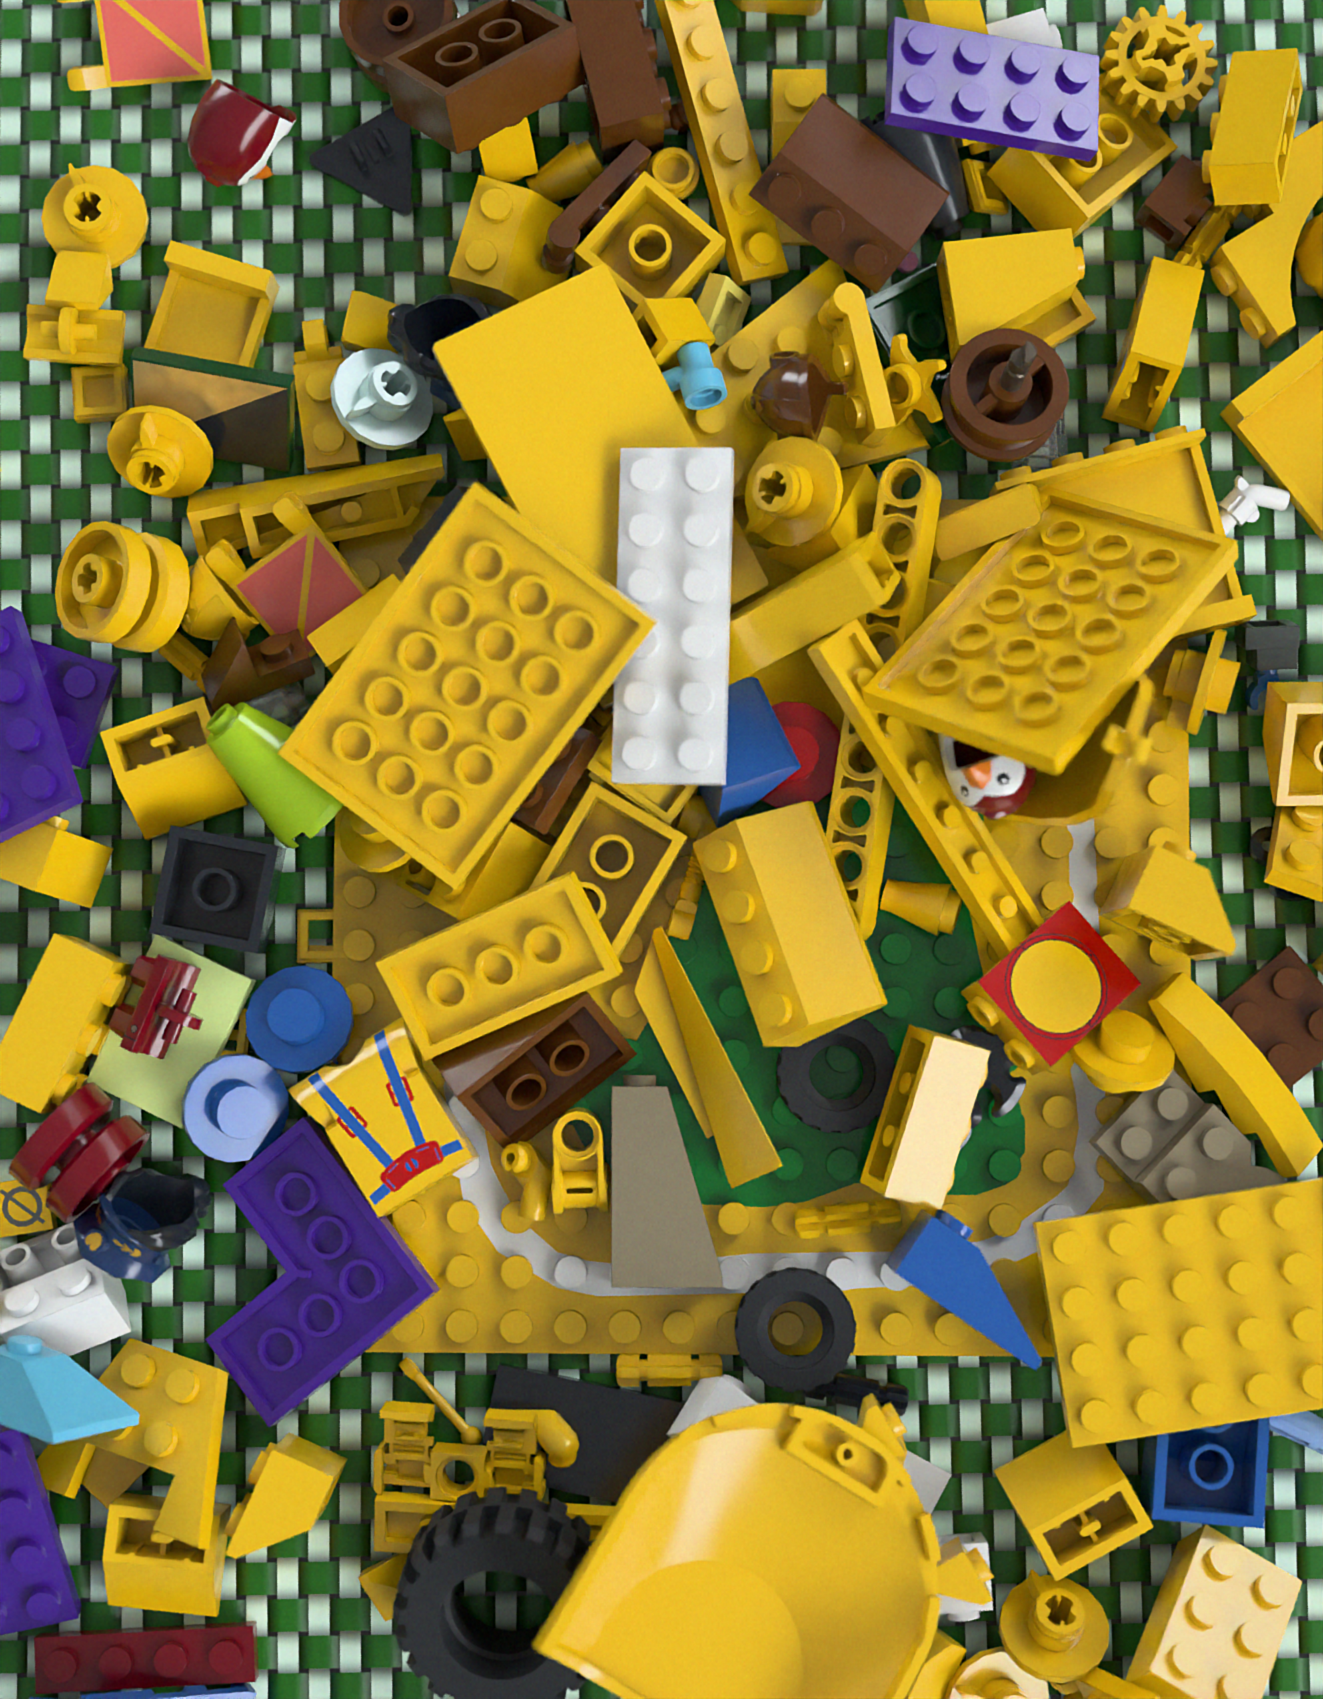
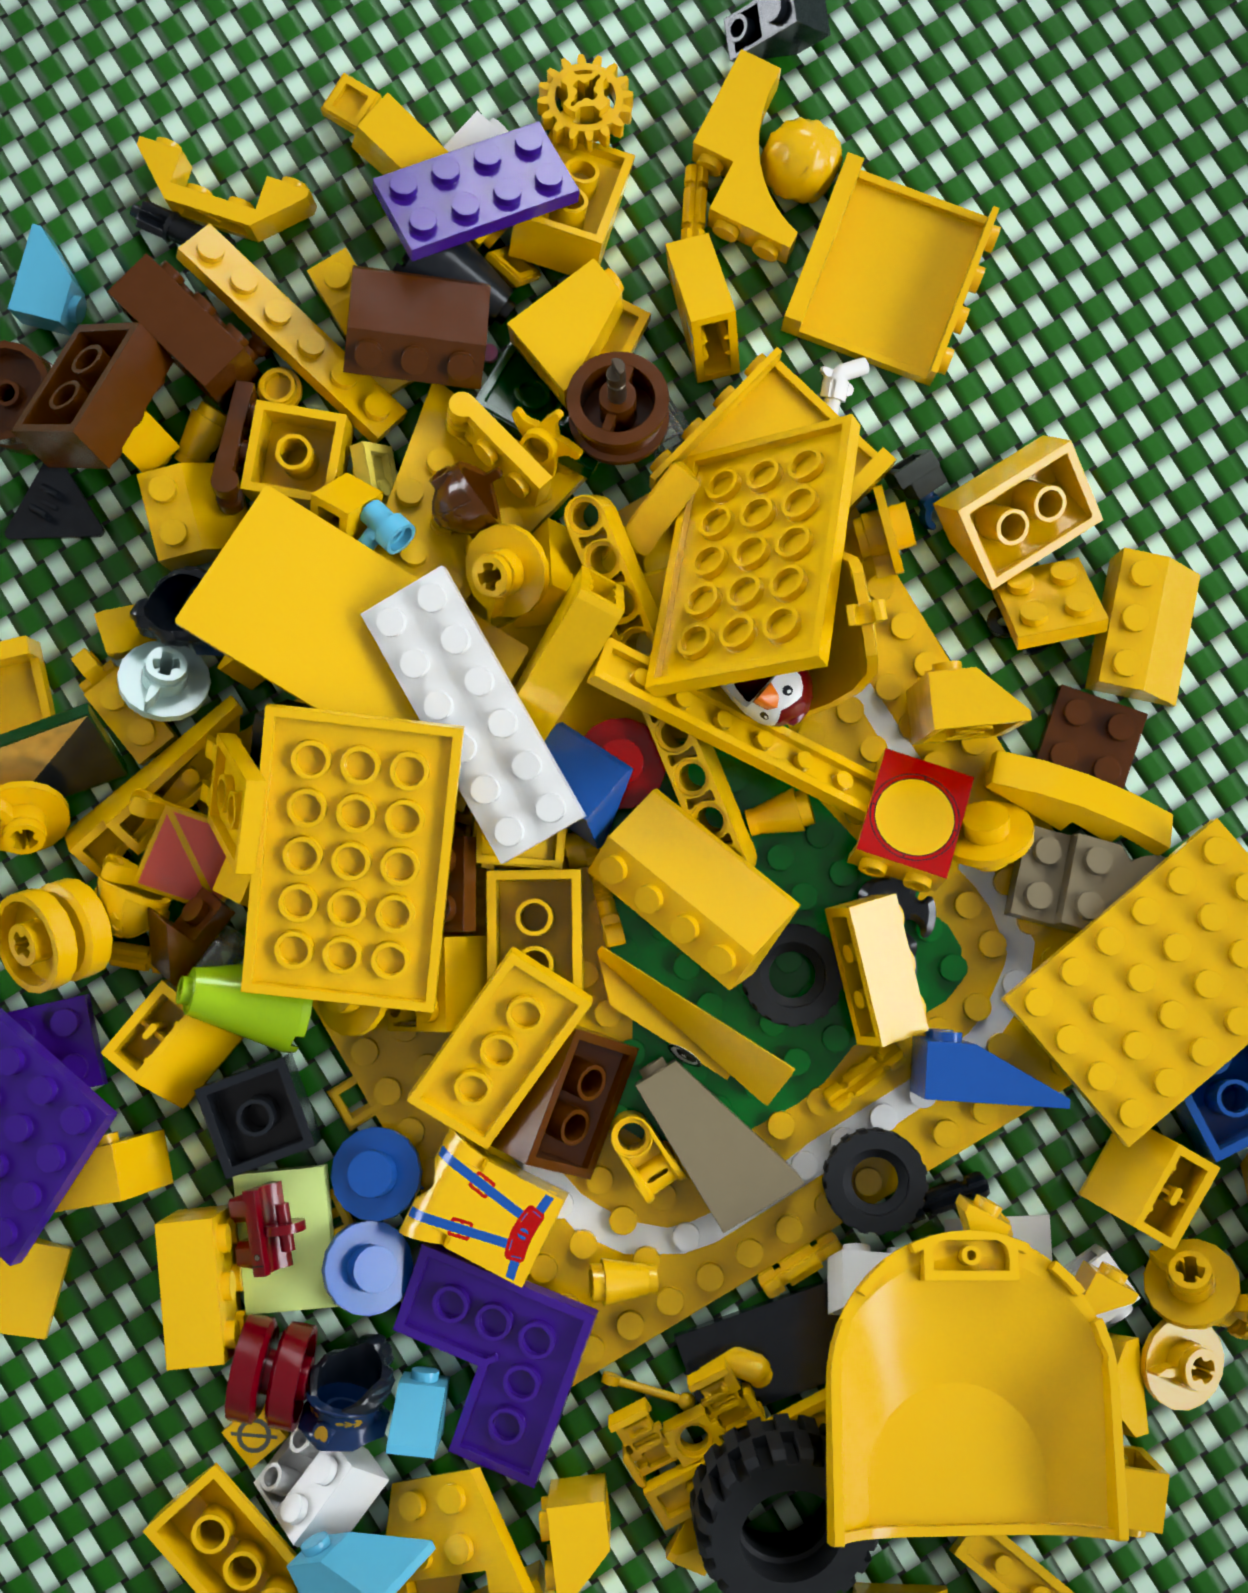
camera: 30 degrees left, 0 degrees up
(200, 1282) = (418, 1413): none -> medium azure slope
(384, 559) = (234, 800): none -> yellow tile
(479, 1274) = (620, 1281): none -> yellow cone
(534, 1176) = (616, 1183): yellow arm -> none
(678, 1088) = (684, 1055): none -> black sticker
(1176, 203) = (659, 194): reddish brown brick -> none
(1253, 127) = (682, 108): yellow brick -> none

